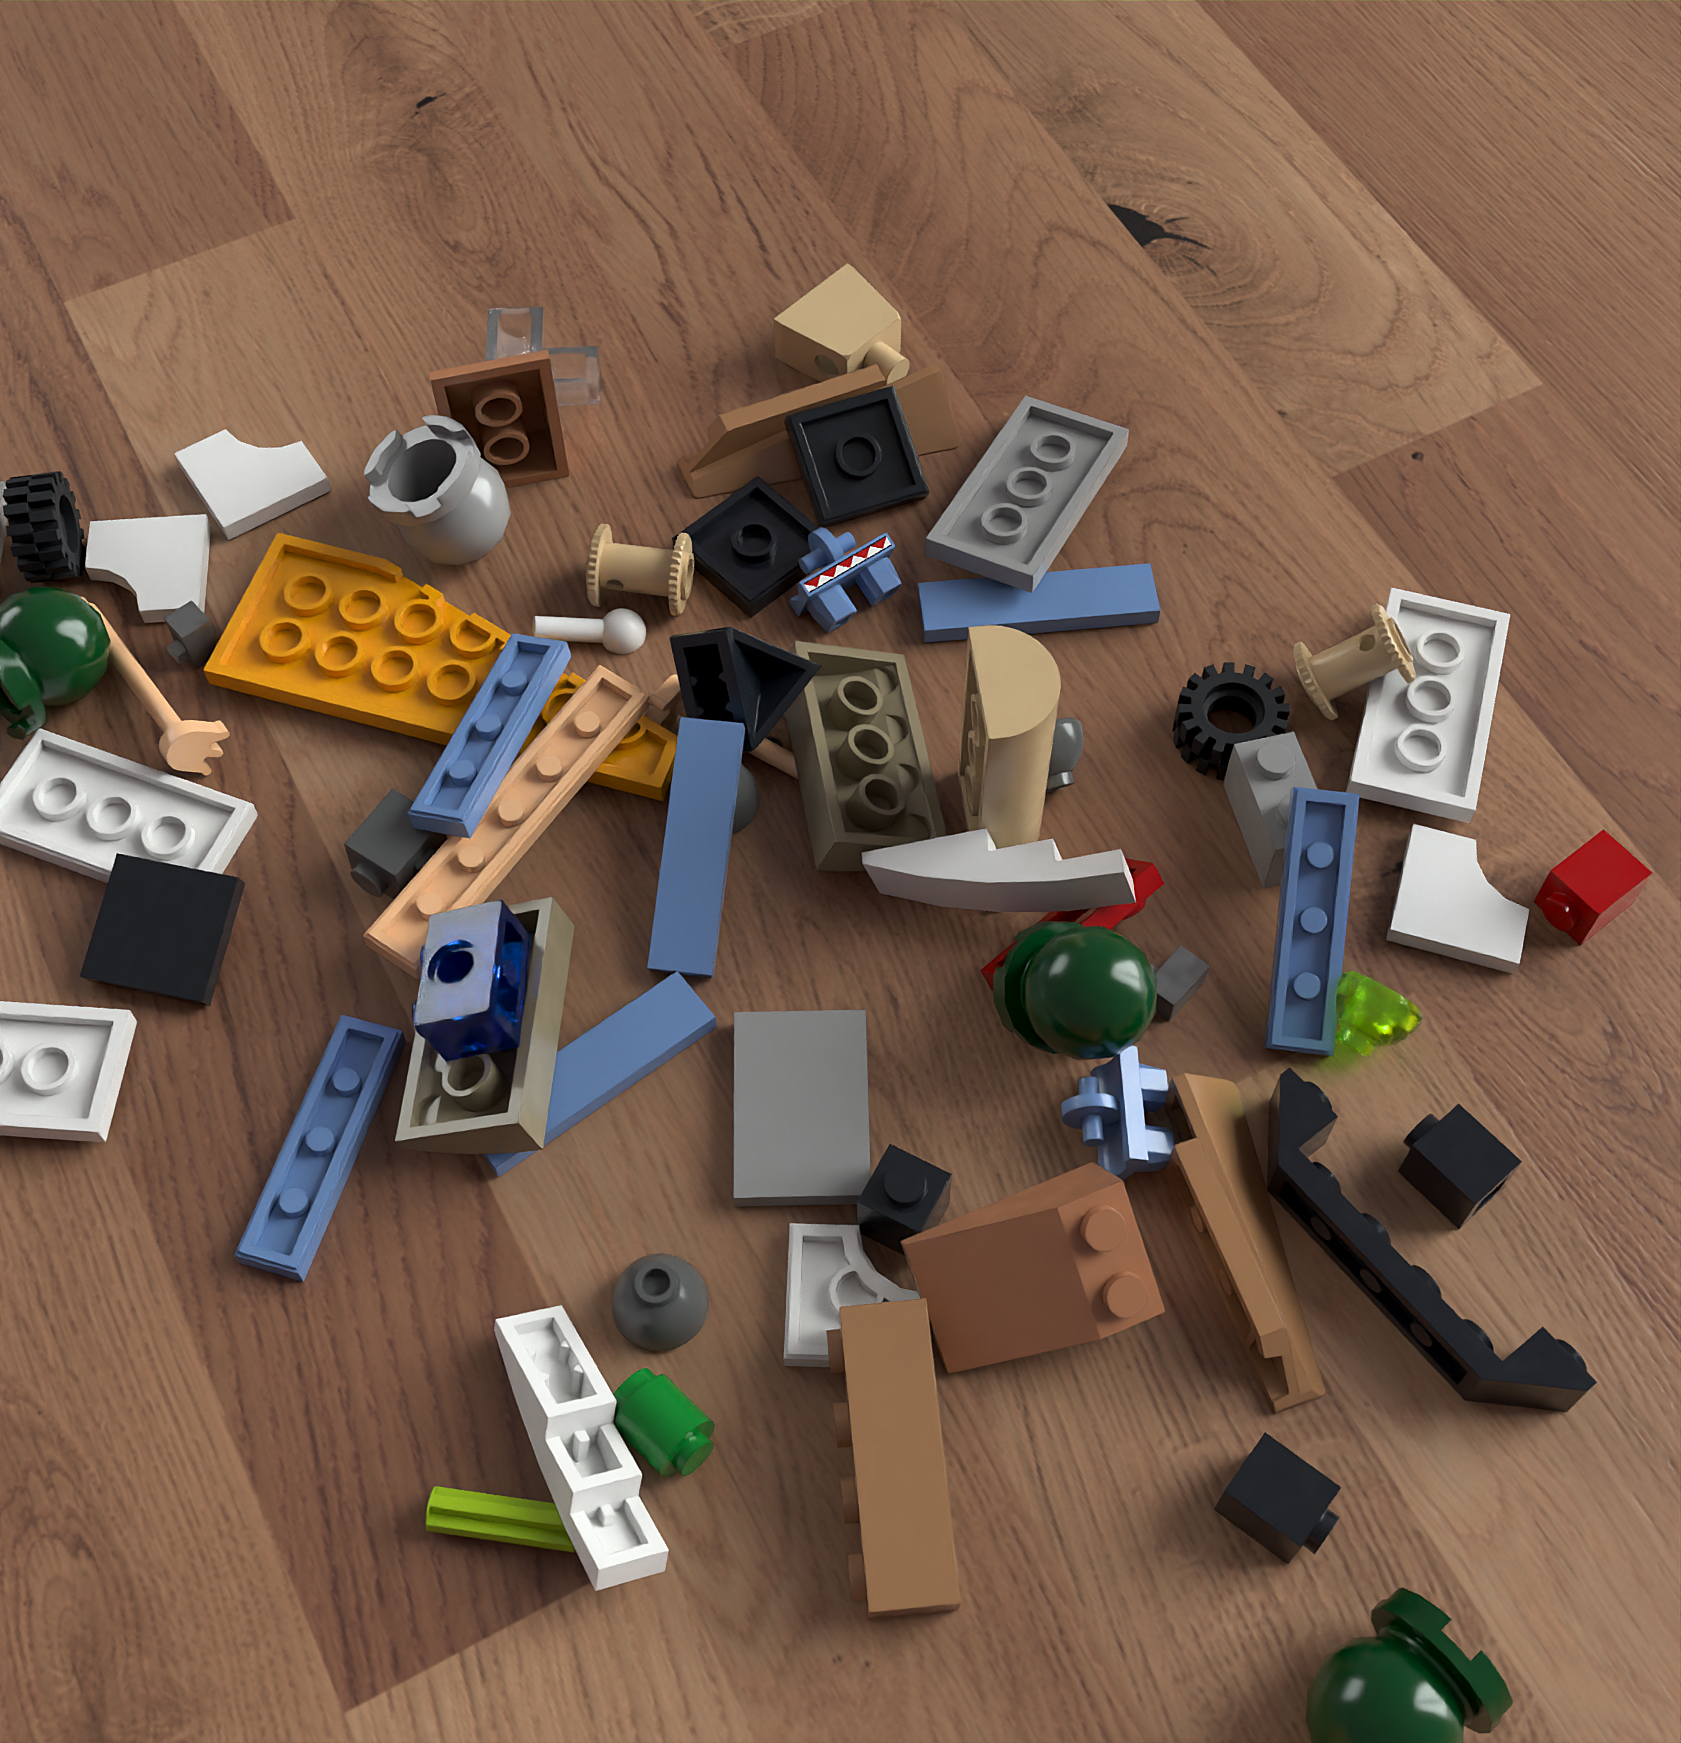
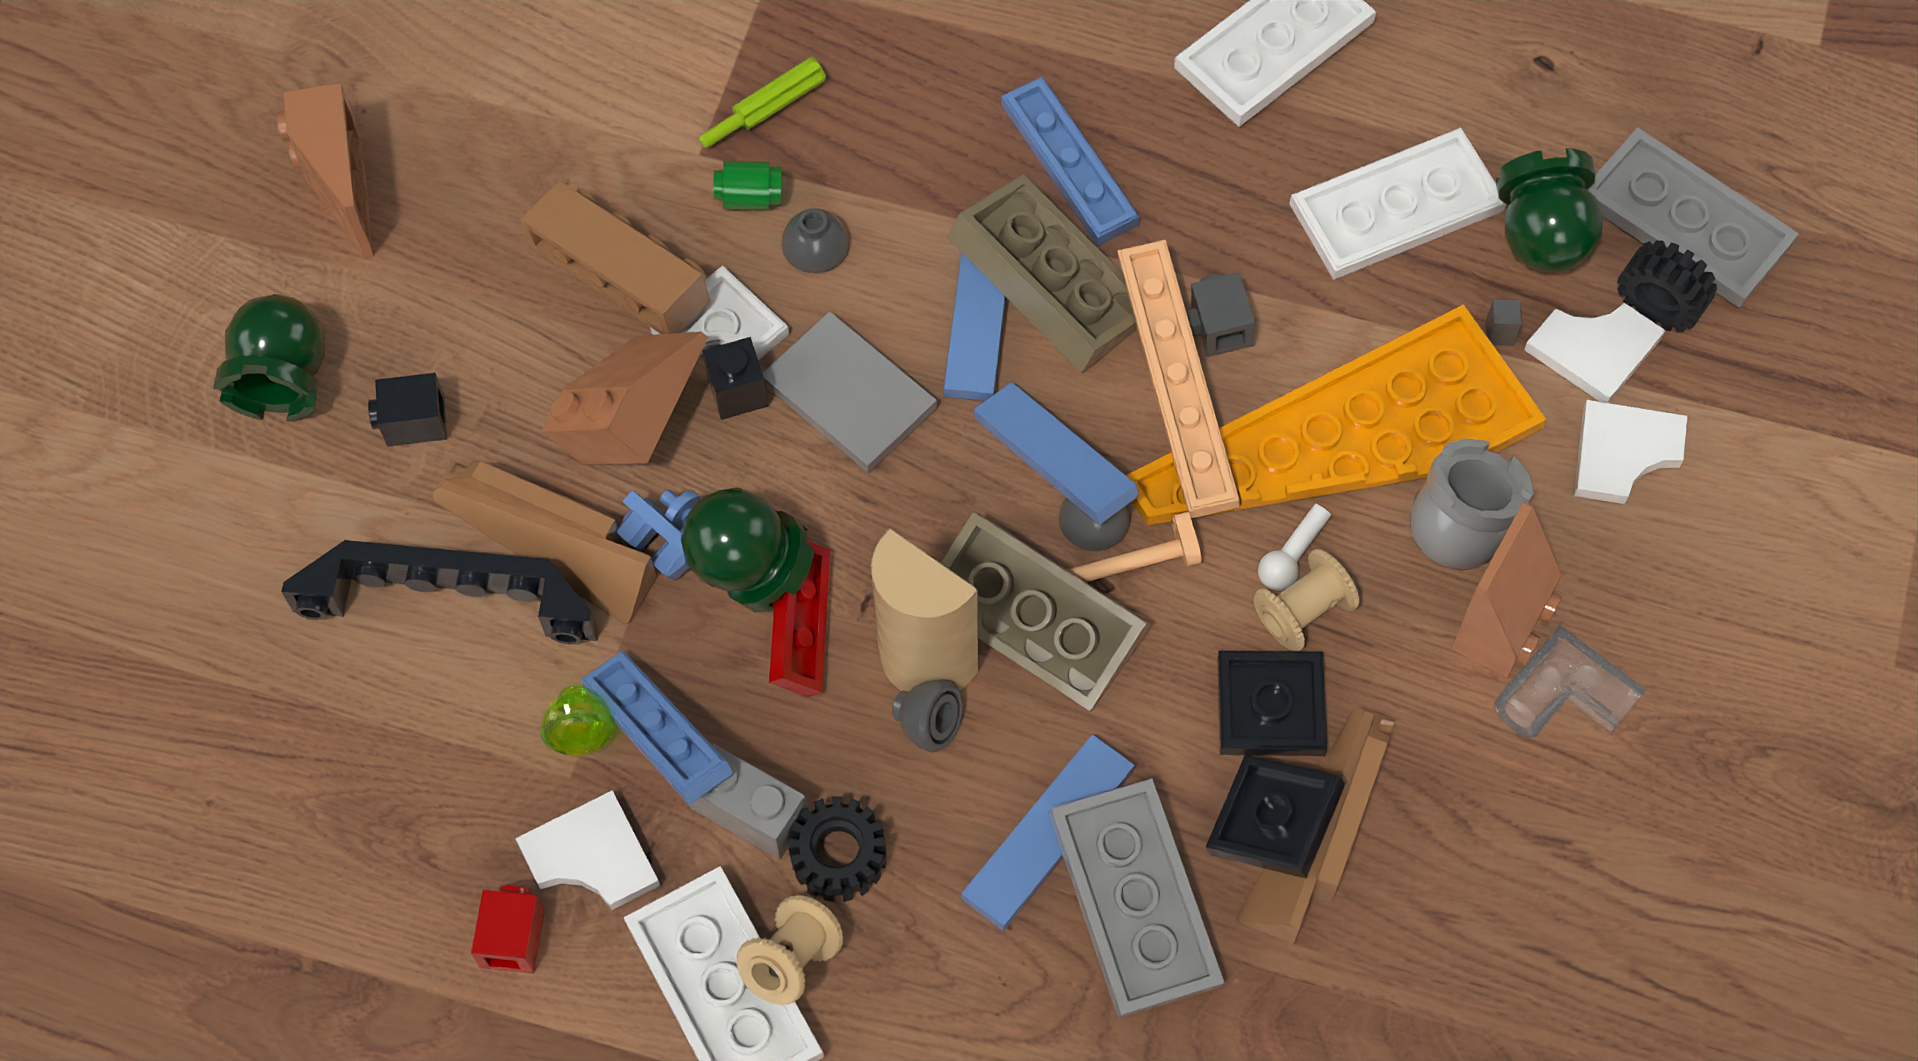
camera: 135 degrees right, 5 degrees up
(163, 929) = (1284, 168): black tile -> none
(183, 742) = (1409, 255): light nougat piece -> none
(472, 981) = (1071, 258): clear blue brick -> none
(489, 736) = (1244, 401): medium blue tile -> none
(579, 1448) = (777, 140): white slope -> none
(738, 679) = (1140, 553): black slope -> none
(824, 591) = (1190, 722): medium blue hips -> none
(841, 330) = (1403, 917): tan torso -> none
(974, 875) = (843, 589): white slope -> none
(1178, 981) = (712, 643): flat silver piece -> none
(1457, 1164) = (453, 668): black brick -> none

